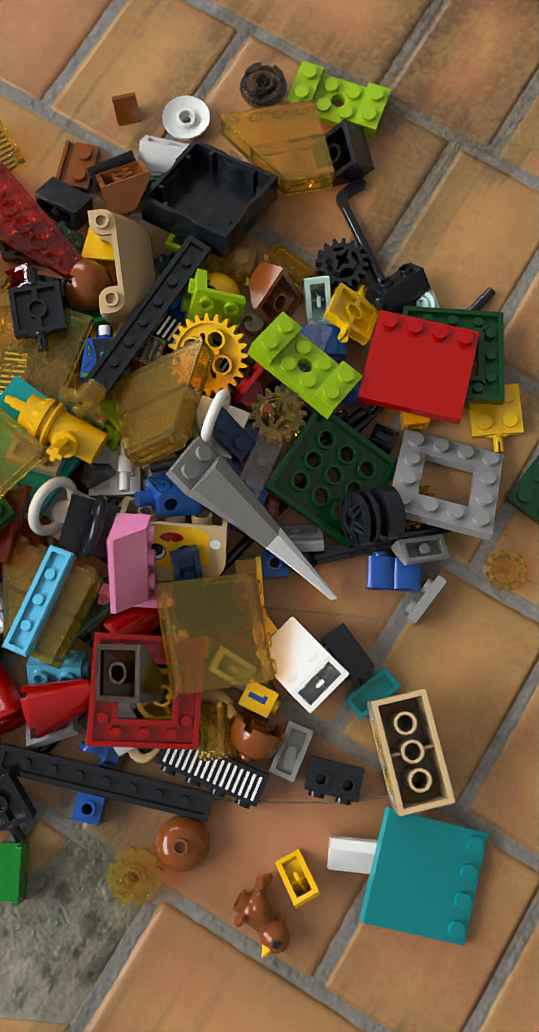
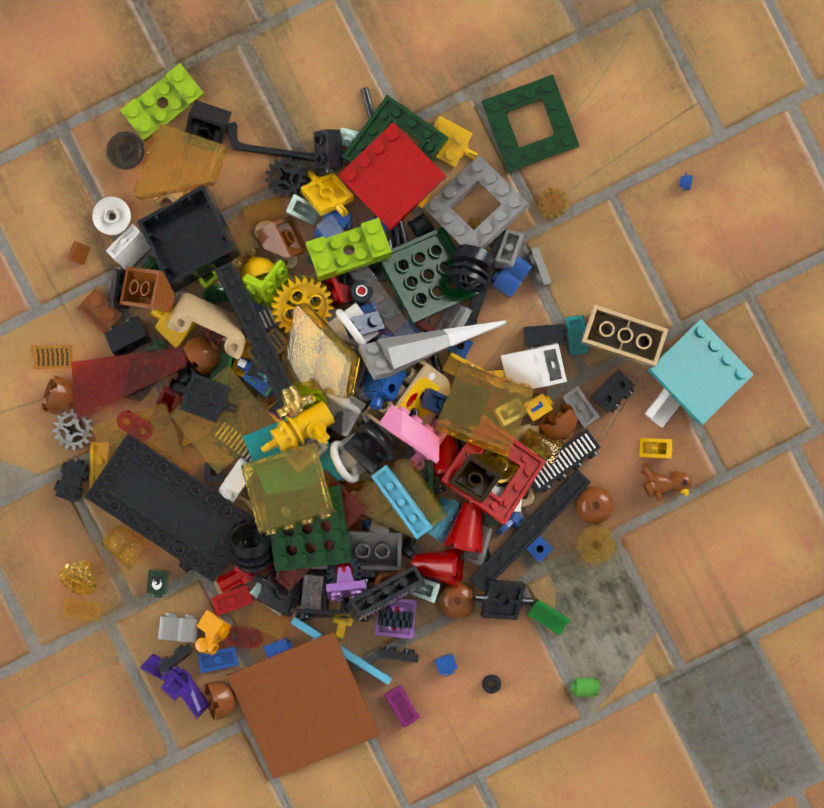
camera: 55 degrees left, 10 degrees up
(286, 419) = (376, 294): clear yellow gear -> none

